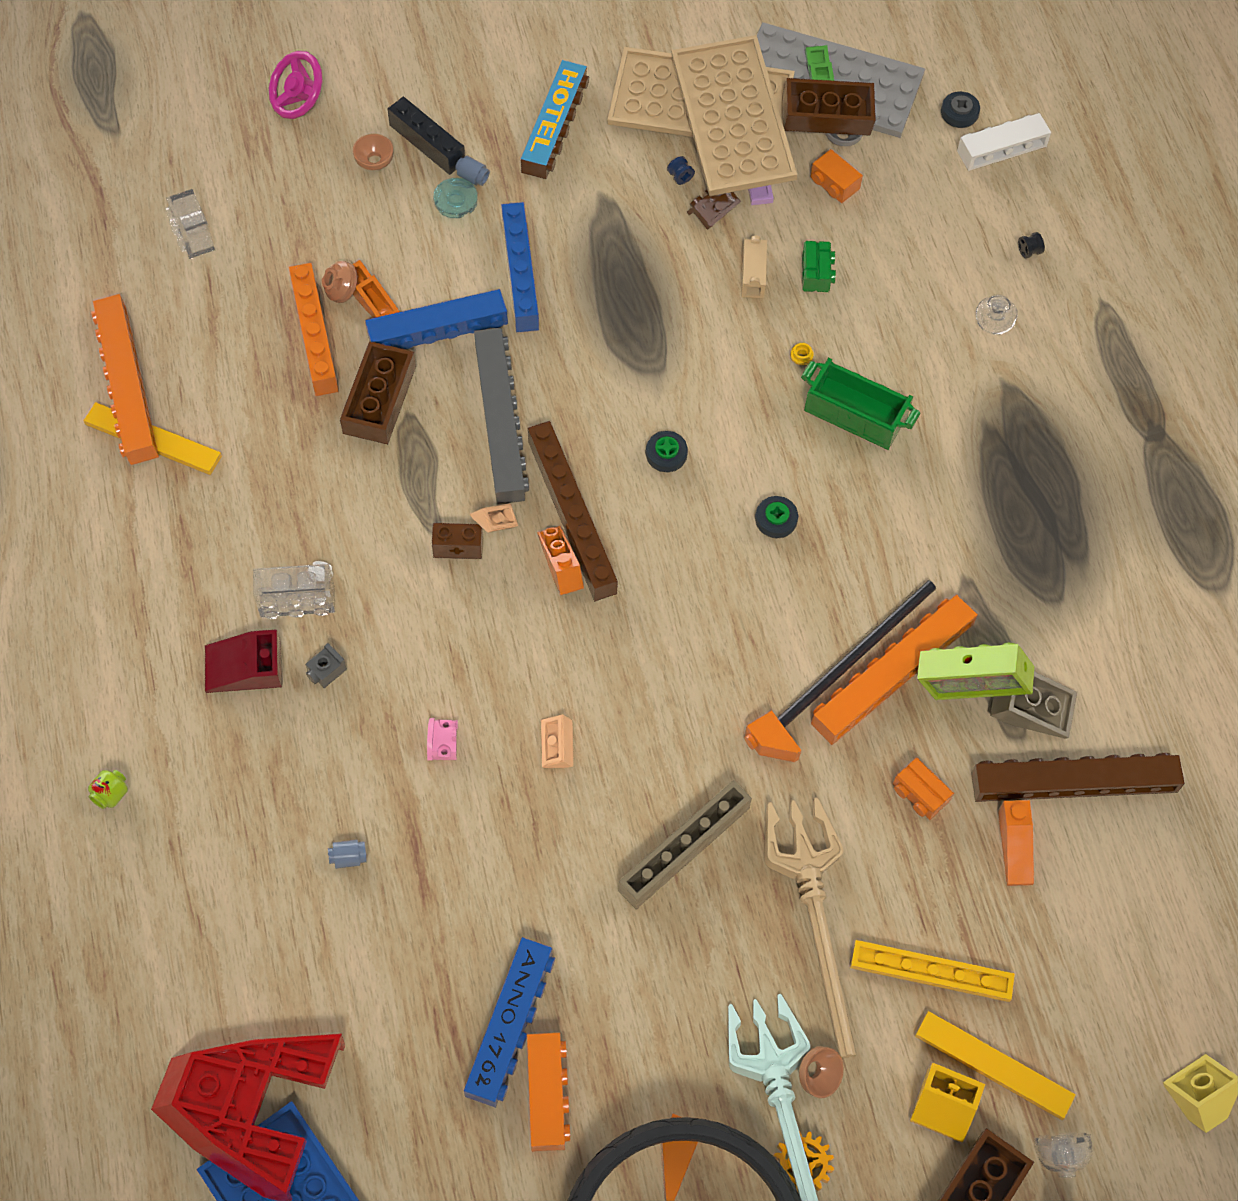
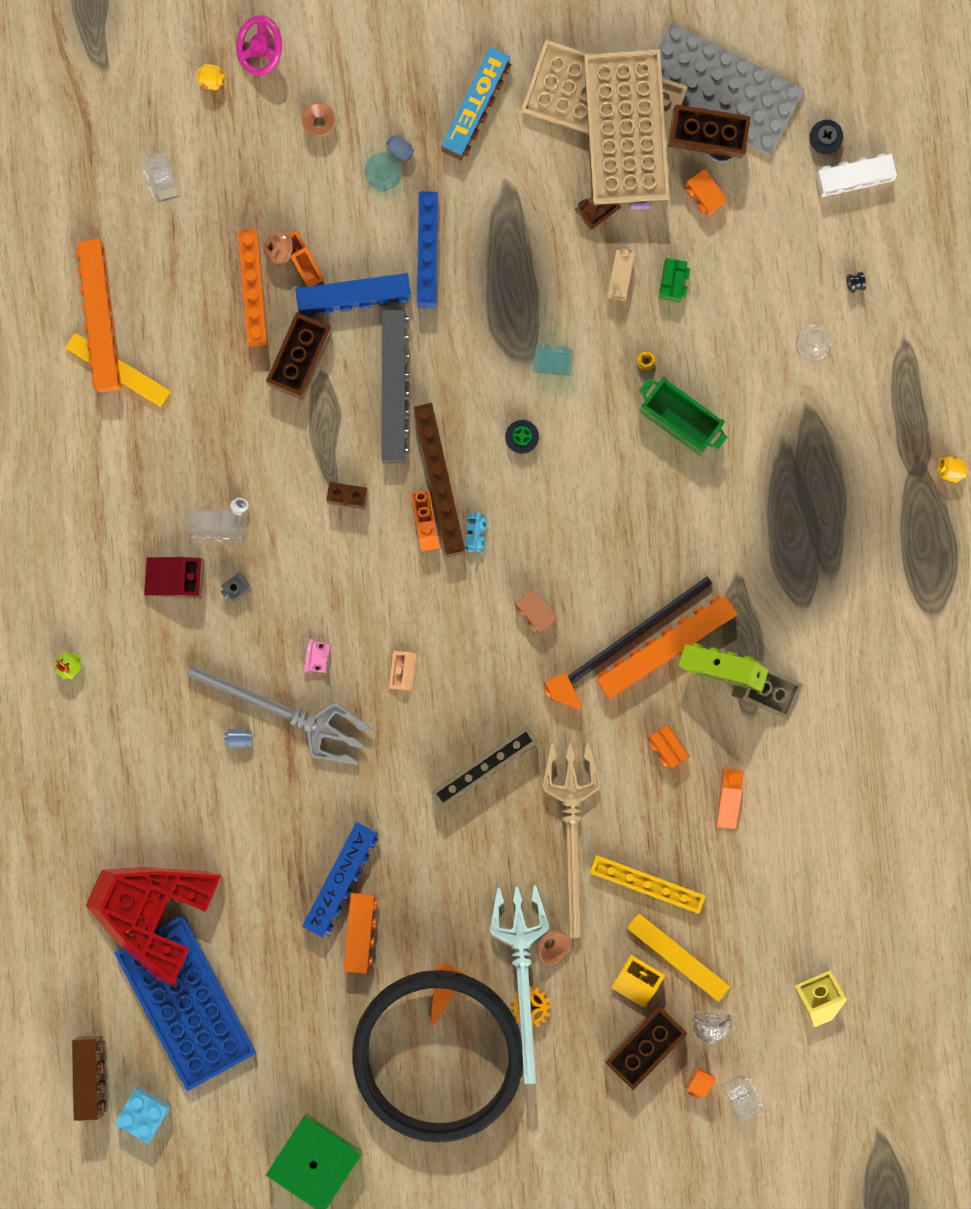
camera: 10 degrees right, 20 degrees up
(241, 124) = (210, 76): none -> yellow head
(425, 134) = (365, 108): black brick -> none
(450, 823) = (316, 725): none -> light grey piece
(495, 518) = (378, 481): light nougat slope -> none
(627, 555) = (477, 524): none -> medium azure hinge
(680, 170) = (575, 170): dark blue wheel -> none
(689, 365) = (552, 360): none -> clear light blue brick
(719, 646) = (535, 611): none -> nougat brick
(768, 520) = (598, 513): black wheel -> none
(818, 63) = (711, 80): bright green slope -> none
(1077, 777) = (785, 753): reddish brown brick -> none
(1197, 424) = (952, 469): none -> yellow head

